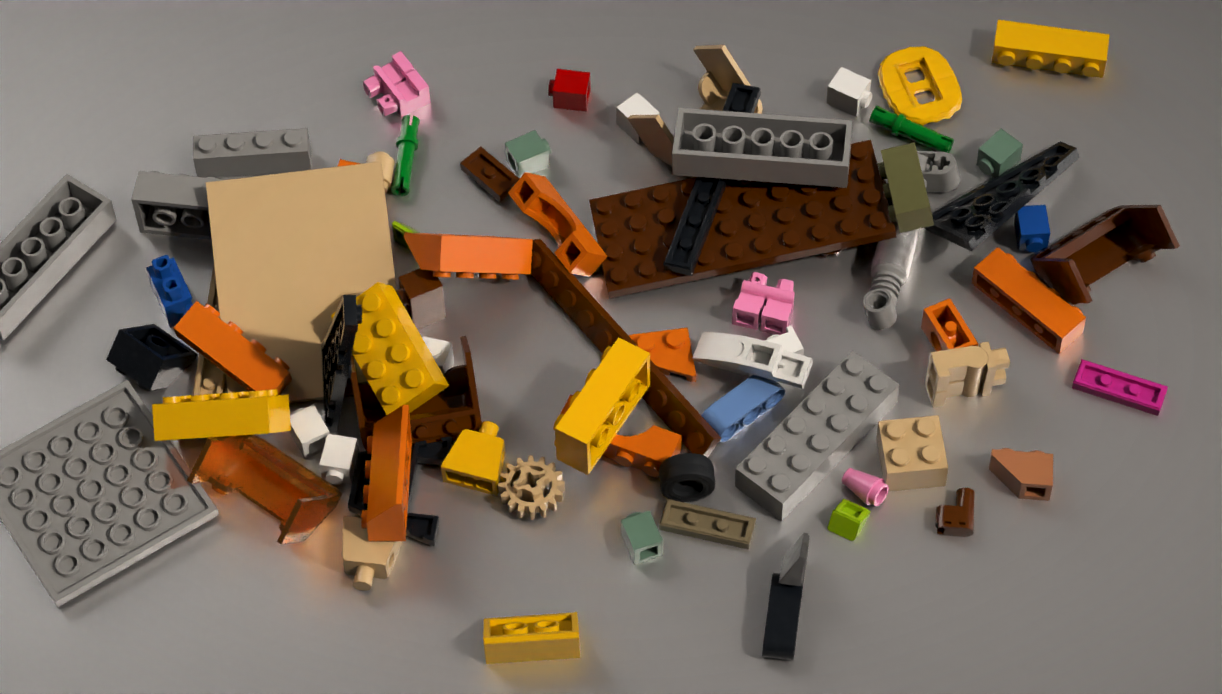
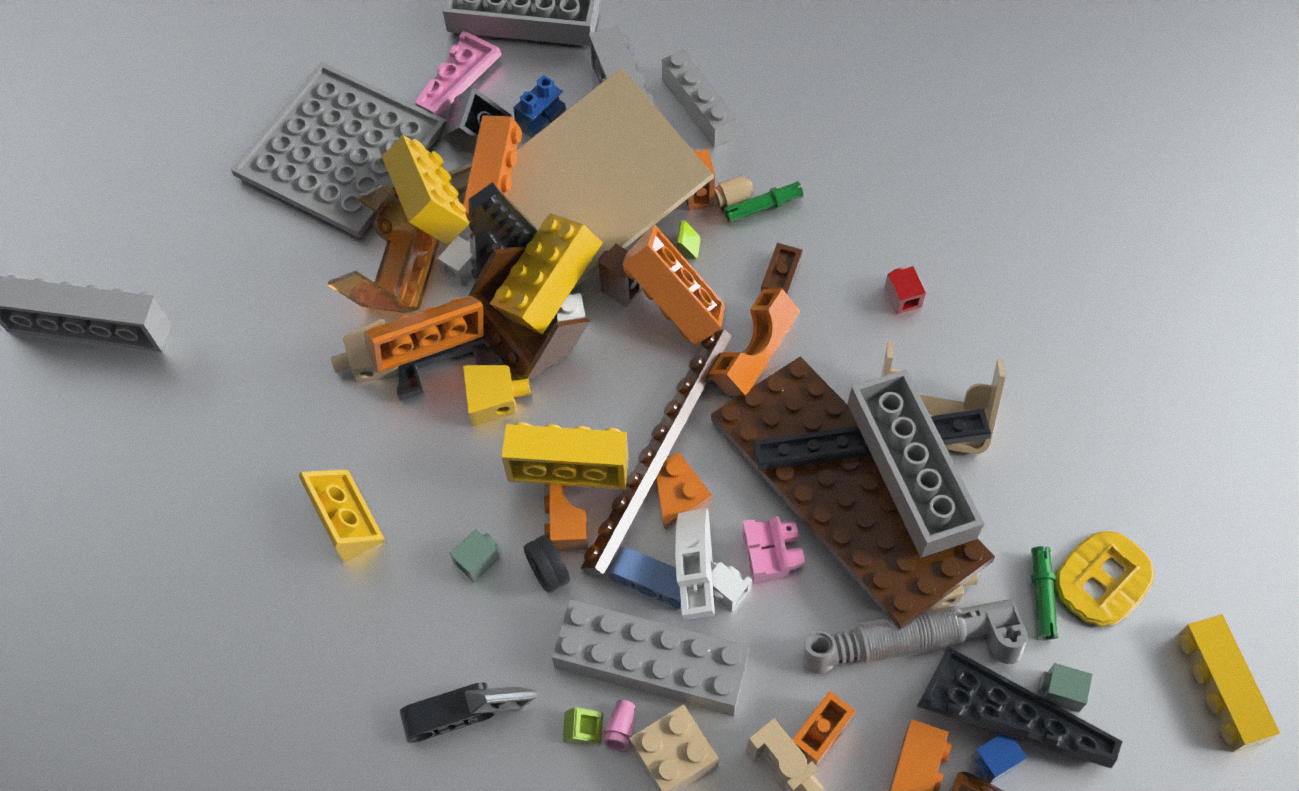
camera: 65 degrees right, 5 degrees up
(67, 346) = (462, 68): none -> bright pink wing
(339, 459) = (441, 289): white brick -> none
(401, 86) = (828, 166): bright pink hips -> none
(527, 153) = (817, 288): sand green brick -> none
(531, 487) = (480, 457): tan gear -> none
(633, 106) = (909, 352): white brick -> none
(707, 524) = (519, 605): dark tan tile -> none
(849, 91) = (1051, 516): white brick -> none
(905, 188) = (956, 612): olive brick -> none

